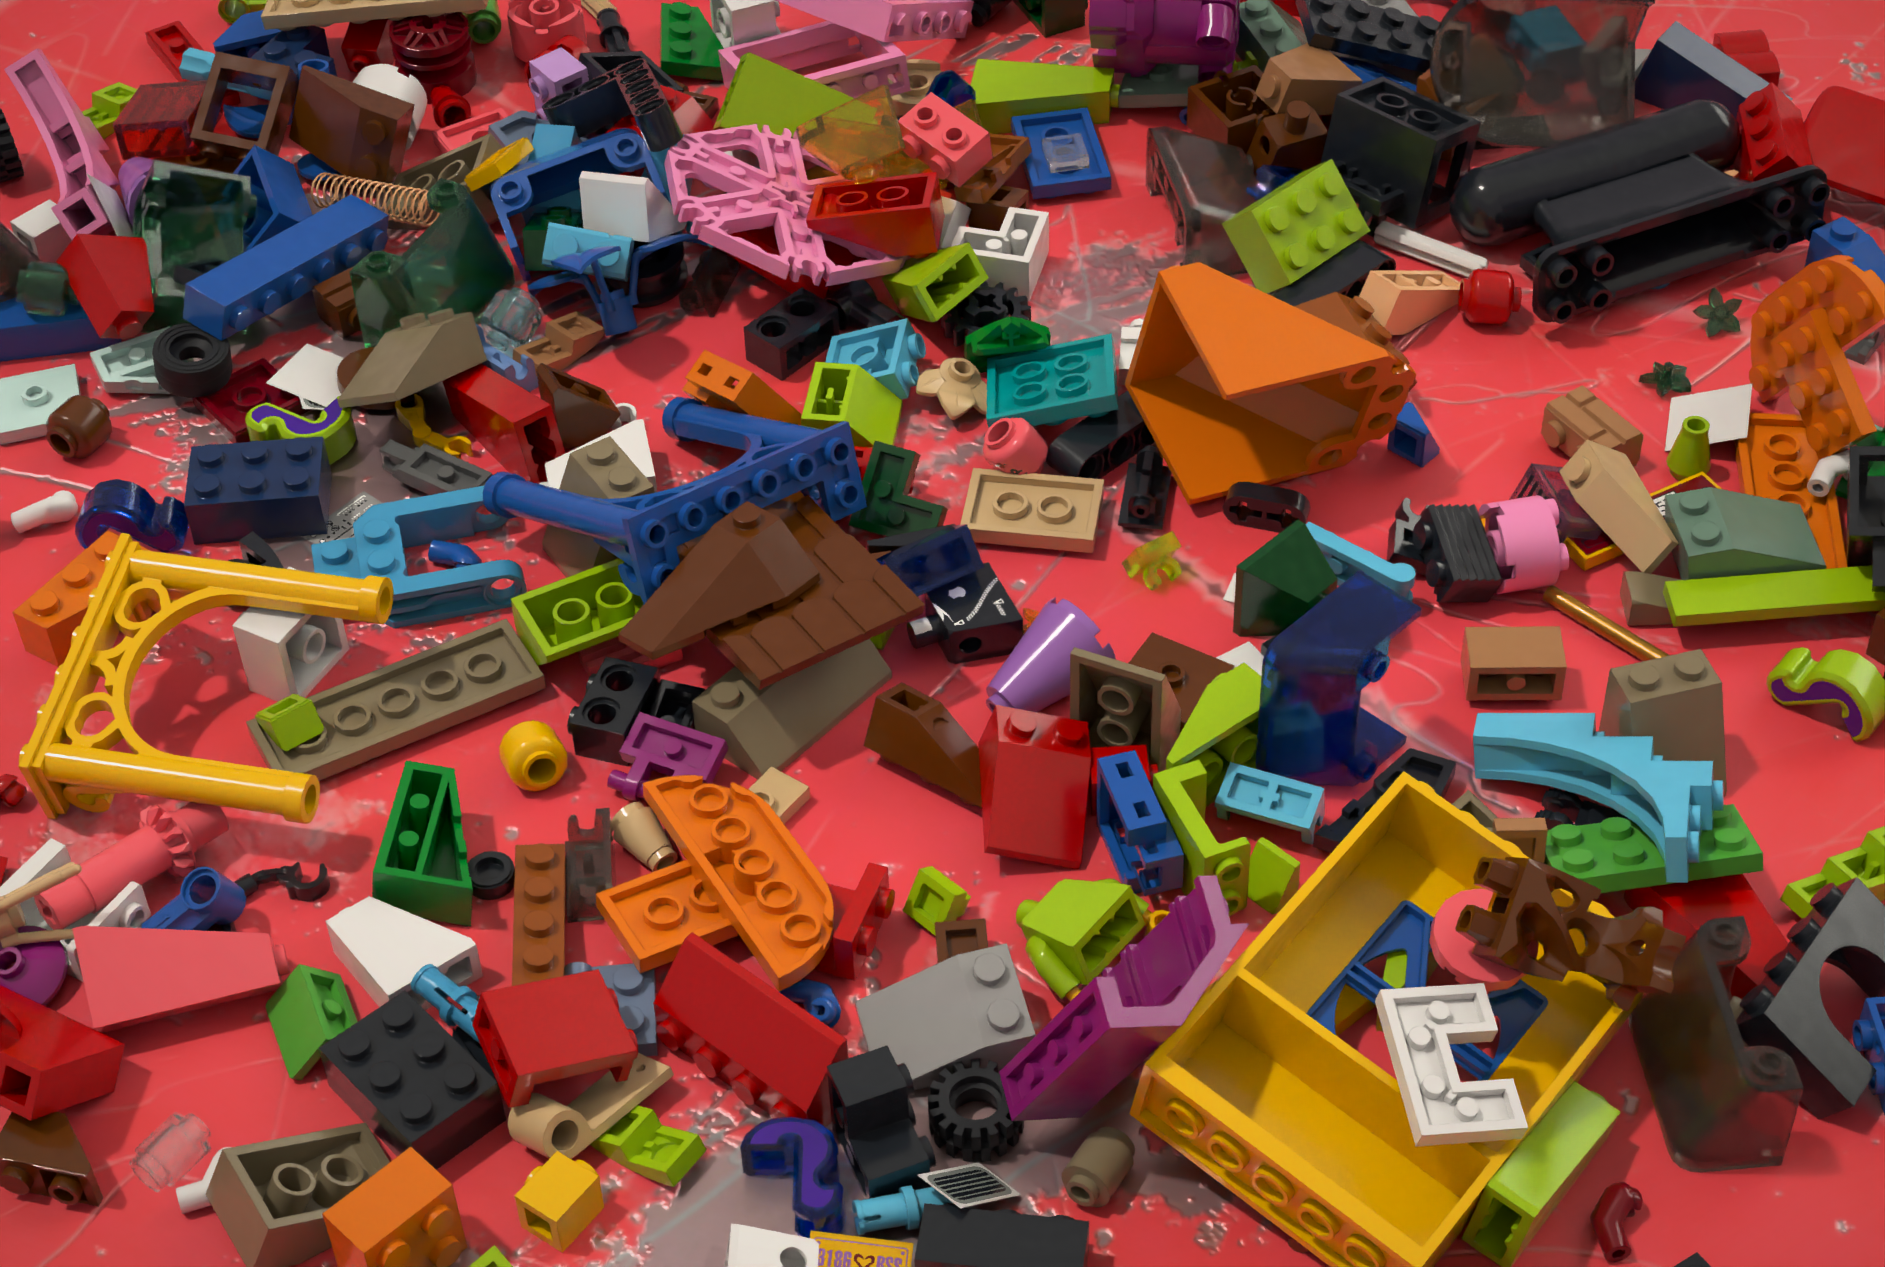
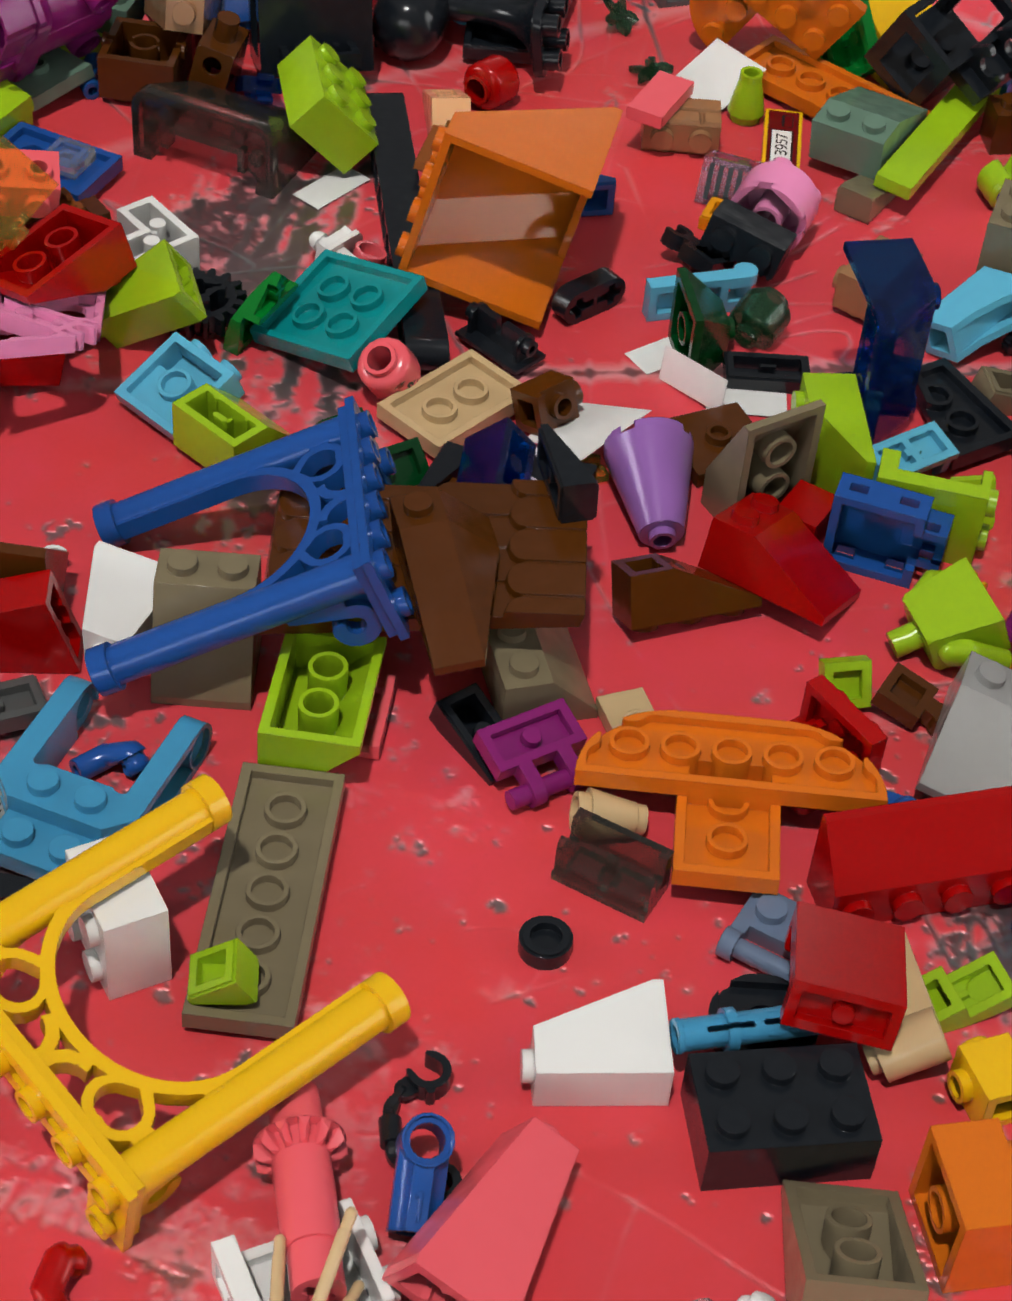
camera: 60 degrees left, 0 degrees up
(307, 1014) = (628, 1161): bright green panel -> none
(424, 849) = (492, 961): green wedge -> none
(533, 755) = (439, 833): yellow head -> none
(539, 913) = (668, 938): dark orange plate -> none
(611, 708) = (436, 753): black brick -> none
(712, 382) = (151, 462): orange piece -> none
(791, 333) = (80, 410): black brick -> none
(860, 307) = (104, 361): black piece -> none
(890, 581) = (567, 479): none -> black slope
(956, 386) = (256, 360): tan plate -> none
(1086, 542) = (552, 397): none -> reddish brown brick
(1086, 592) = (594, 426): none -> white sticker
(1154, 556) = (586, 371): clear neon green tile -> none
(1227, 621) = (692, 378): none -> white sticker
(1428, 249) = (408, 78): white axle -> none
(1576, 395) = (659, 99): none -> coral tile
(1601, 624) = (886, 229): pearl gold bar -> none
(1619, 503) = (807, 151): tan slope -> none
(1826, 472) = (836, 59): white arm -> none

